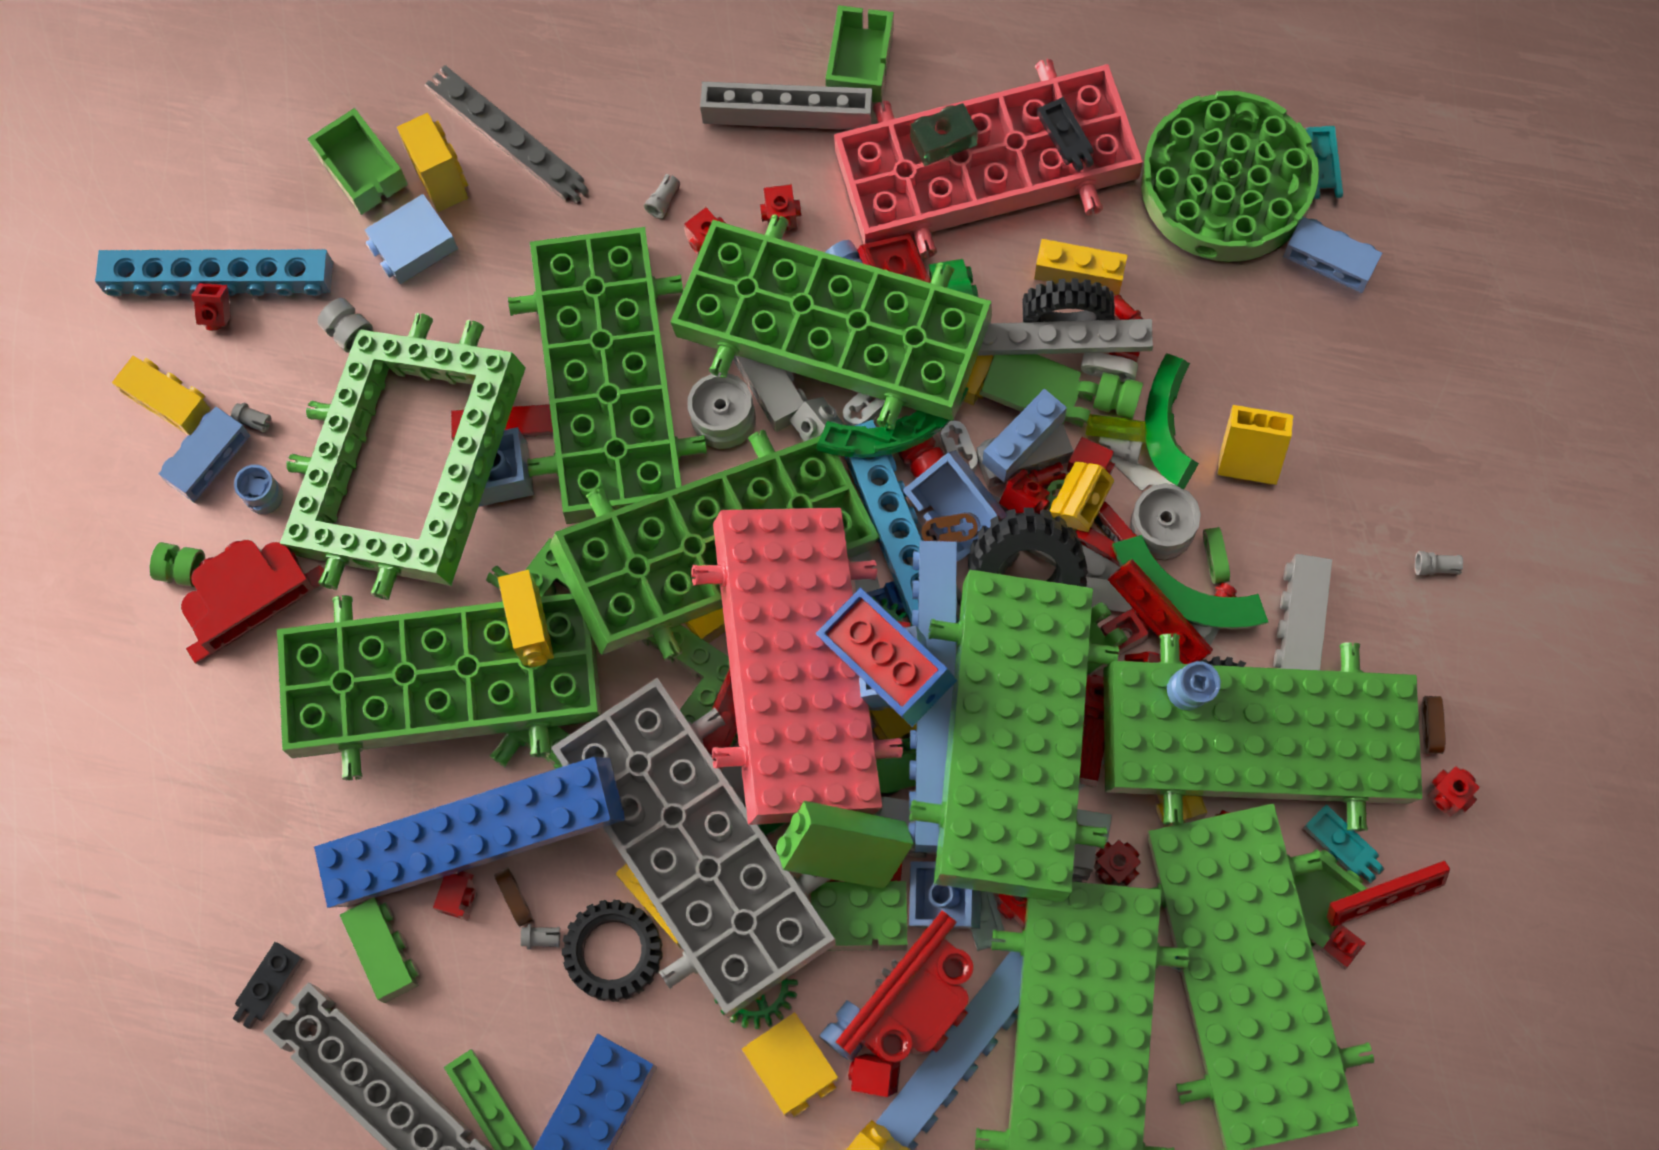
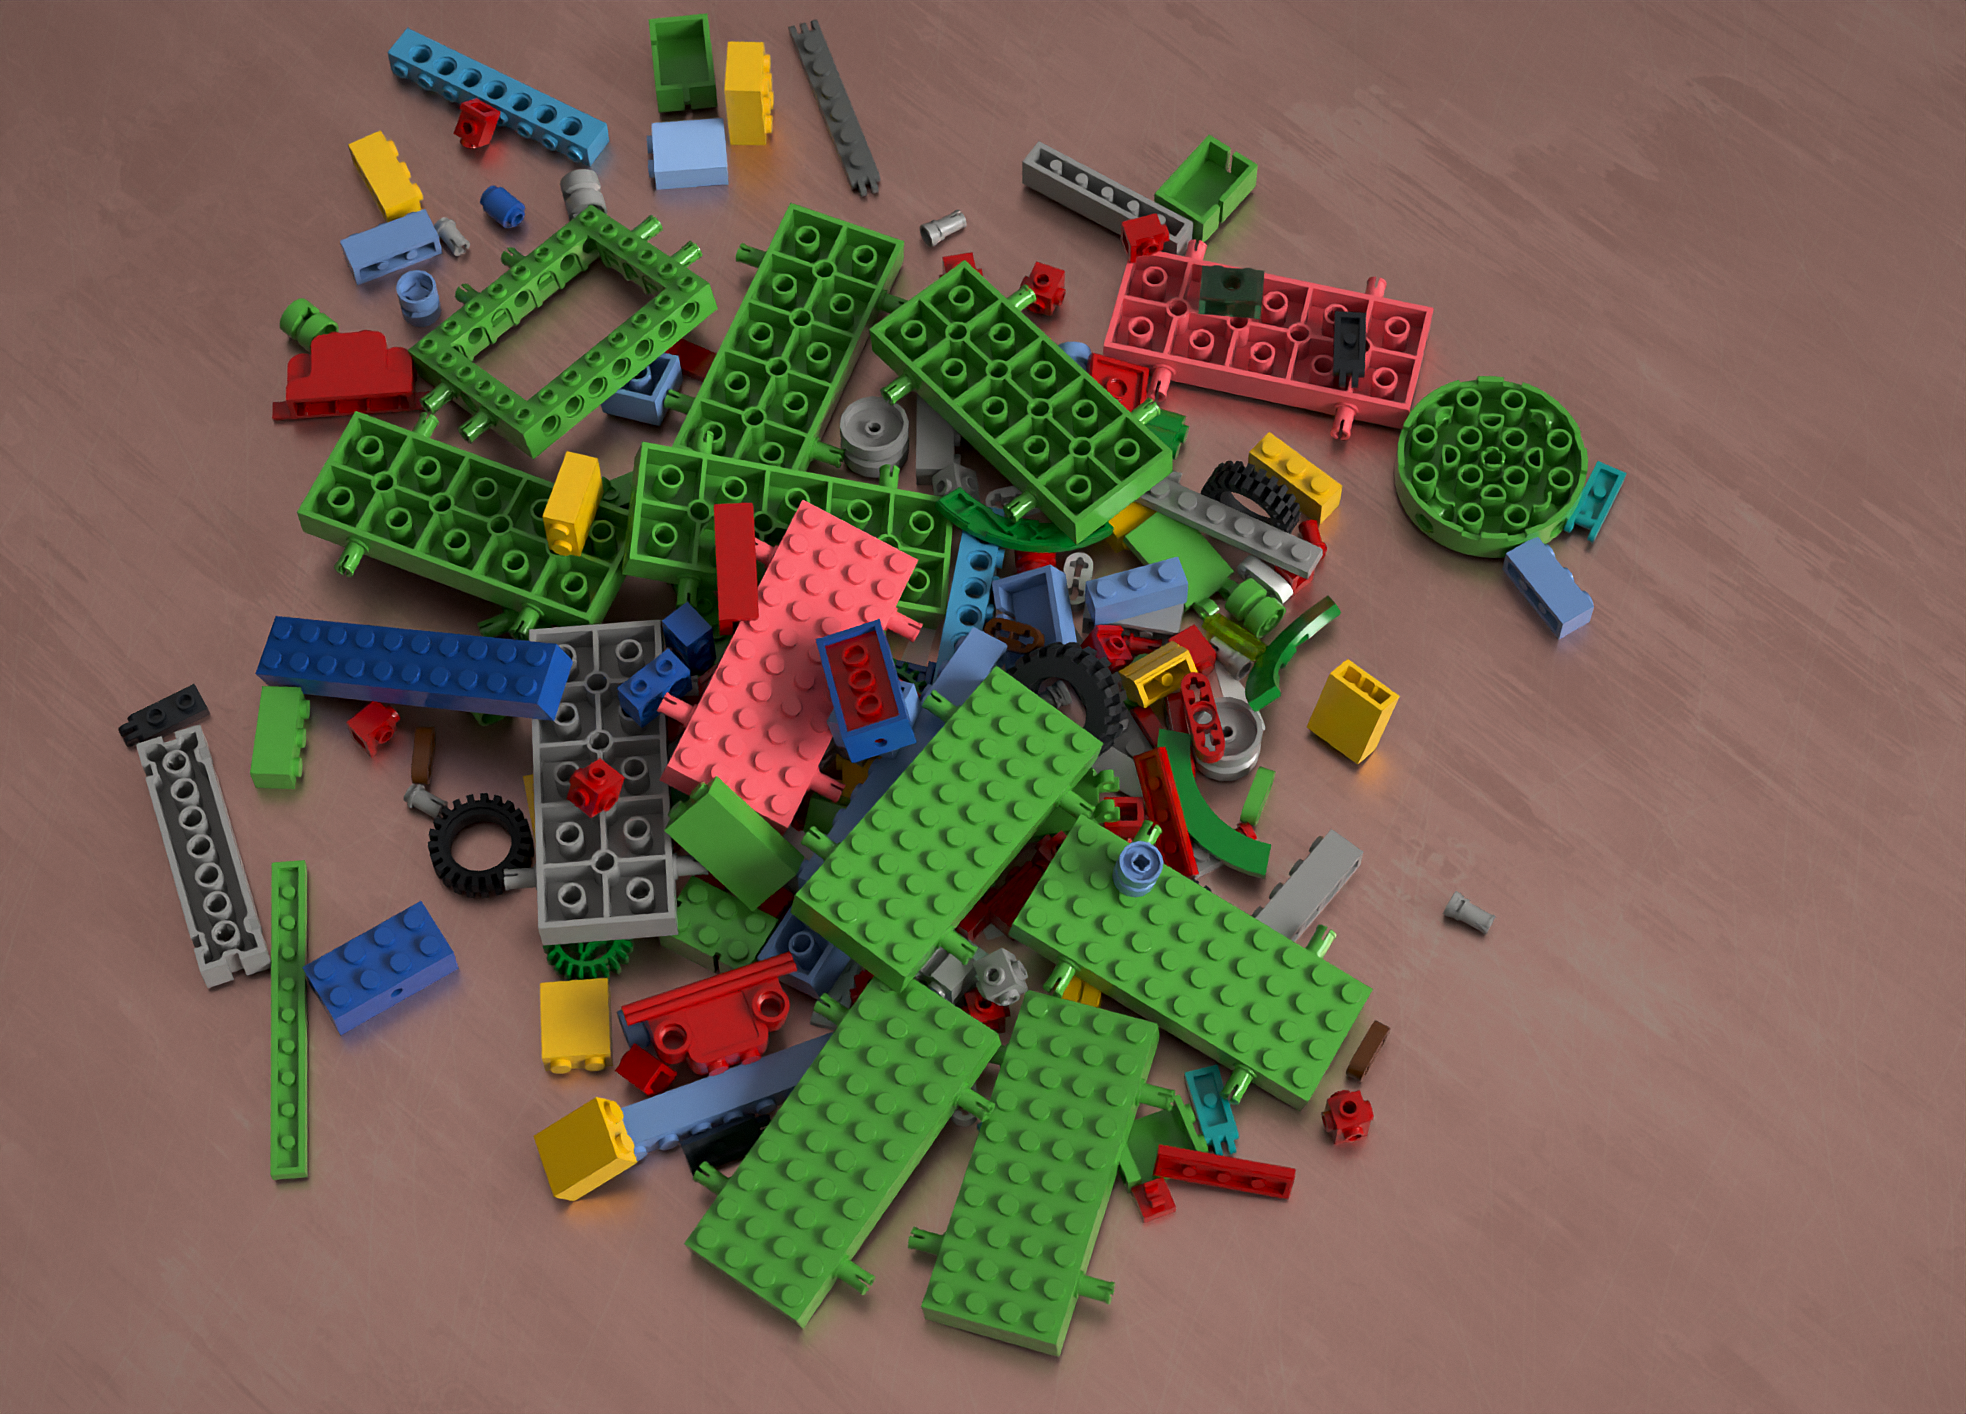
camera: 25 degrees right, 10 degrees down
(279, 368) = (502, 206): none -> blue brick
(690, 680) = (690, 638): none -> blue brick
(695, 745) = (646, 689): none -> blue brick
(701, 864) = (595, 788): none -> red brick
(702, 601) = (735, 564): none -> red panel
(843, 122) = (1143, 236): none -> red brick
(977, 1096) = (724, 1141): none -> black hinge
(1124, 505) = (1198, 730): none -> red beam
(1131, 825) = (1001, 977): none -> light grey brick

